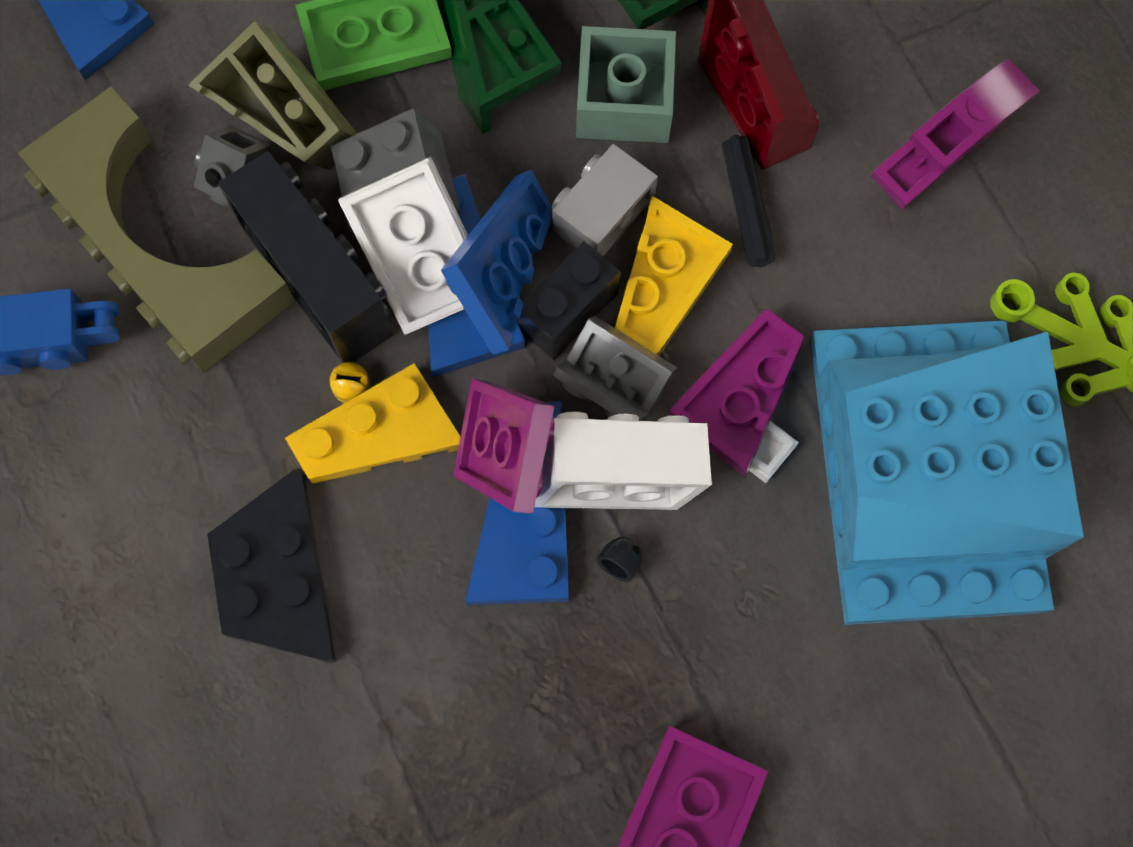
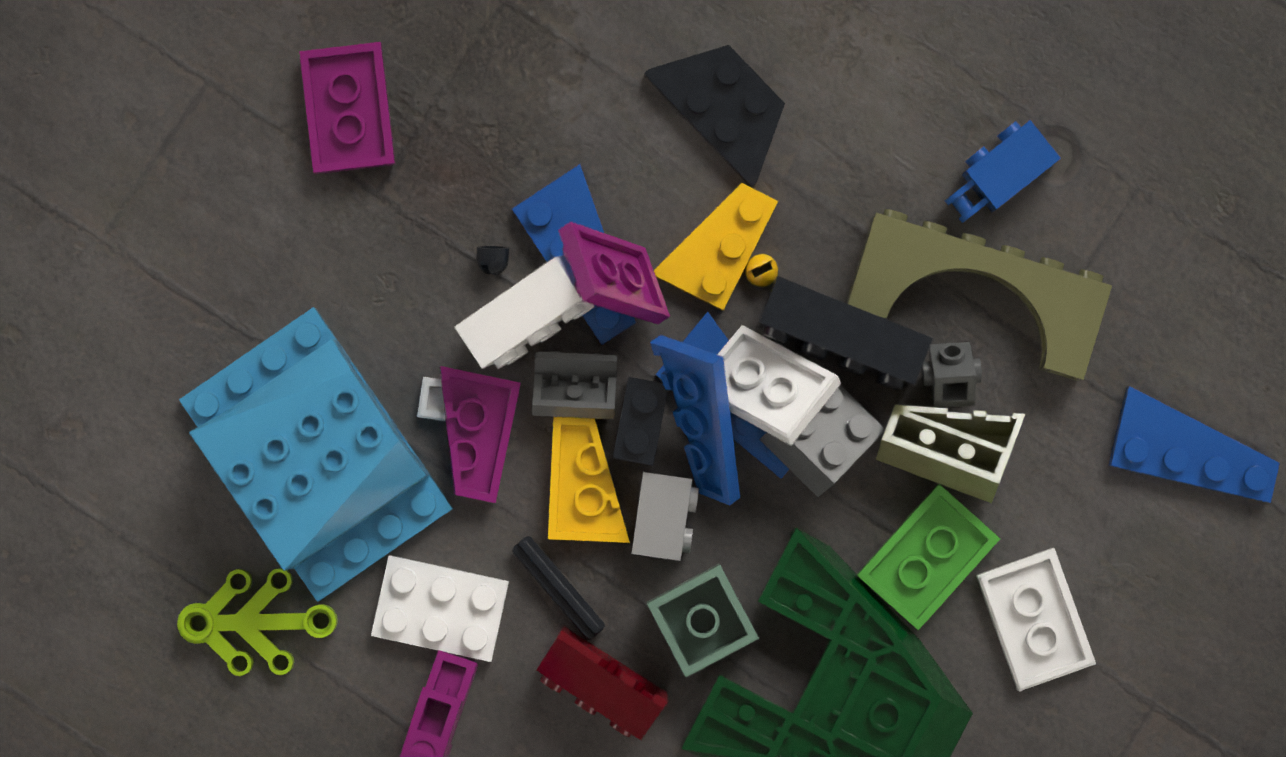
camera: 150 degrees right, 15 degrees up
(879, 249) = (440, 608): none -> white plate

